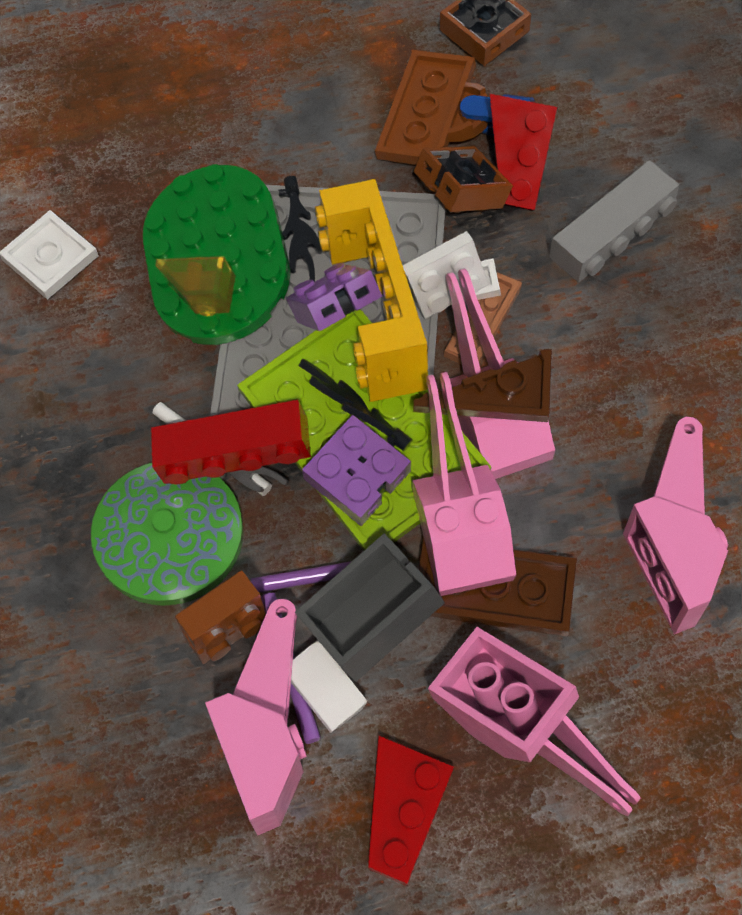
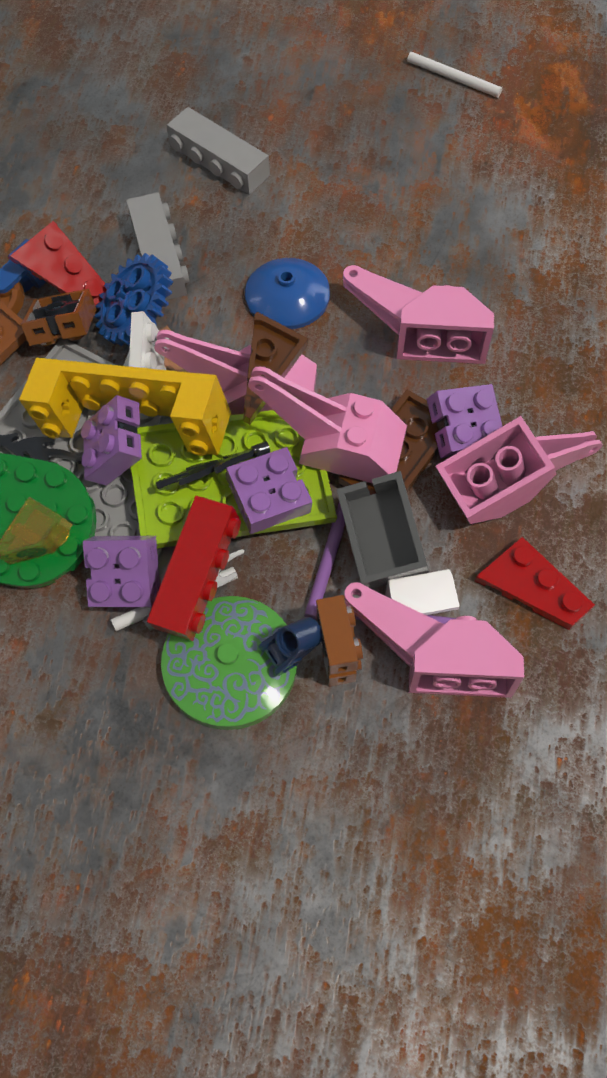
camera: 65 degrees left, 0 degrees up
(192, 573) = (292, 643): none -> dark blue piece
(205, 379) = (121, 571): none -> medium lavender piece
(524, 231) = (134, 289): none -> blue gear
(561, 619) = (463, 417): none -> medium lavender piece
(638, 395) = (288, 292): none -> blue dish

